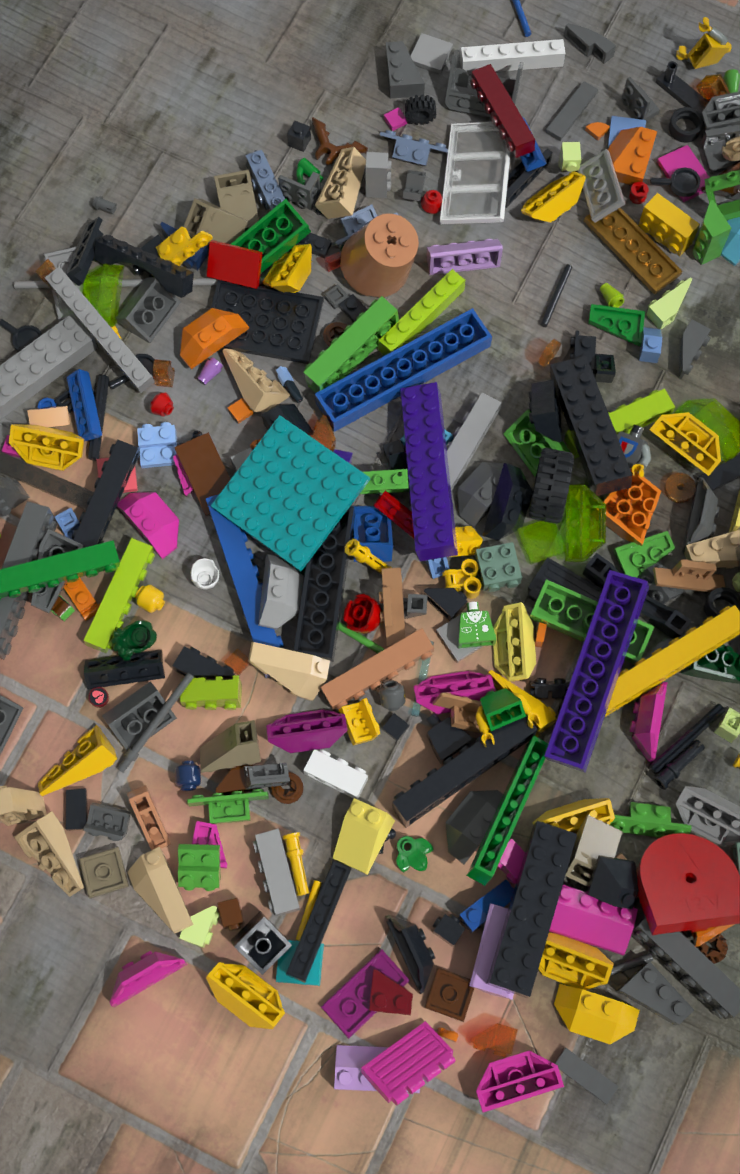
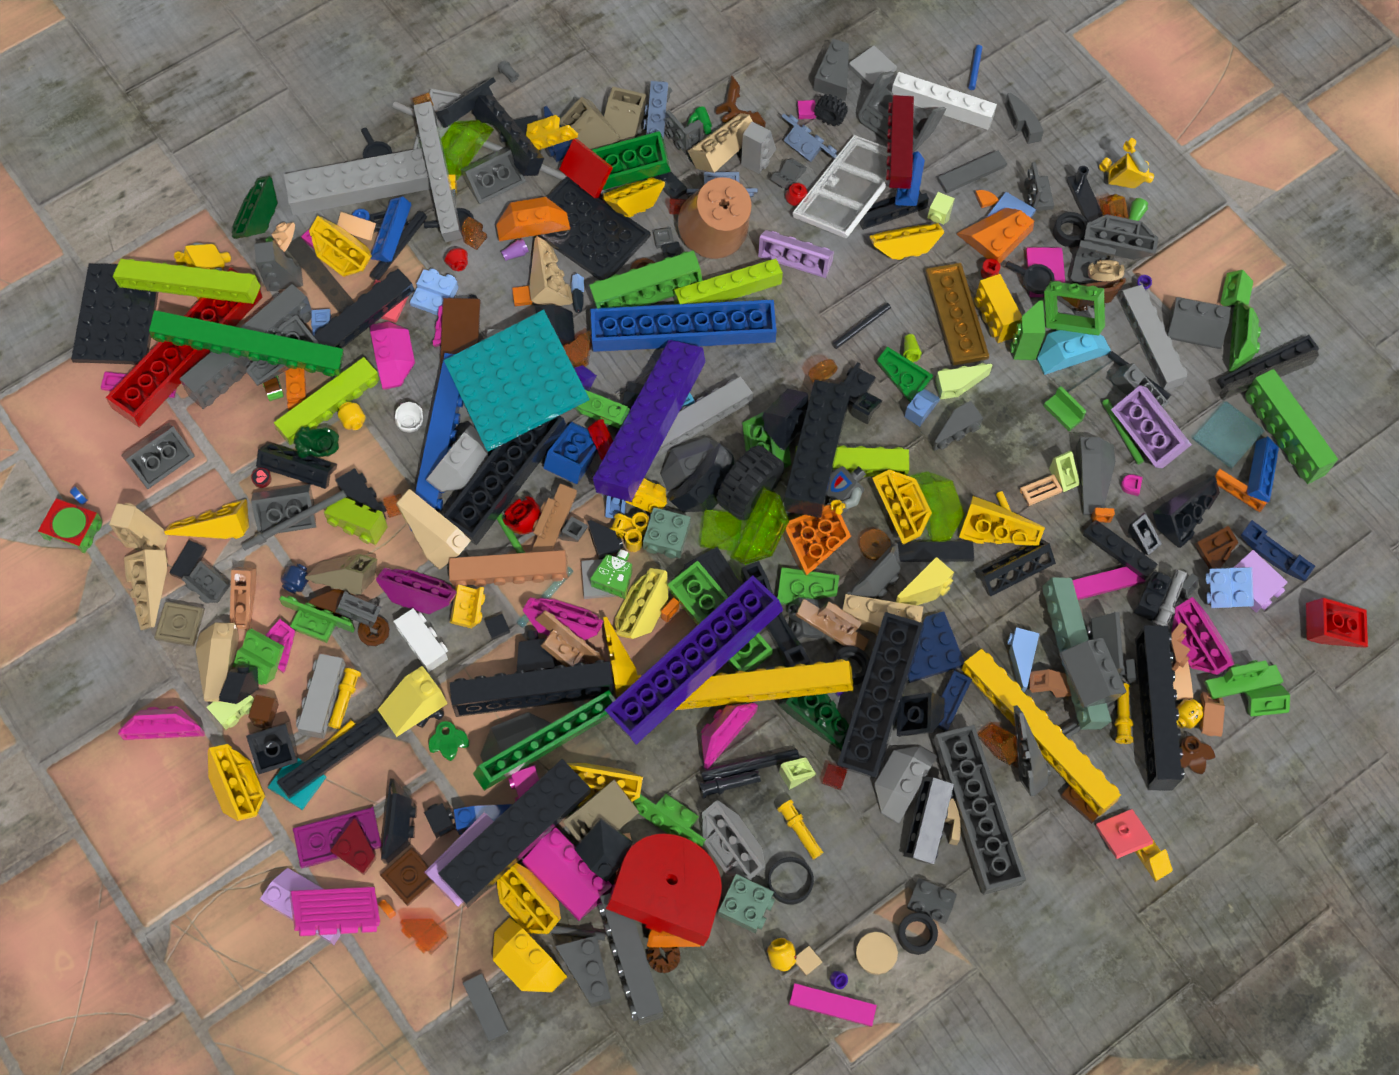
camera: 25 degrees right, 5 degrees down
(198, 901) = (239, 684): none -> black slope
(299, 136) = (710, 86): black brick -> none
(363, 555) = (549, 463): yellow pin -> none
(392, 695) = (508, 597): dark grey head -> none
(501, 709) = (588, 650): green torso -> none
(516, 1080) = (419, 976): dark pink wedge -> none
(542, 687) = (645, 656): black hinge -> none
(601, 186) = (955, 246): light grey tile -> none

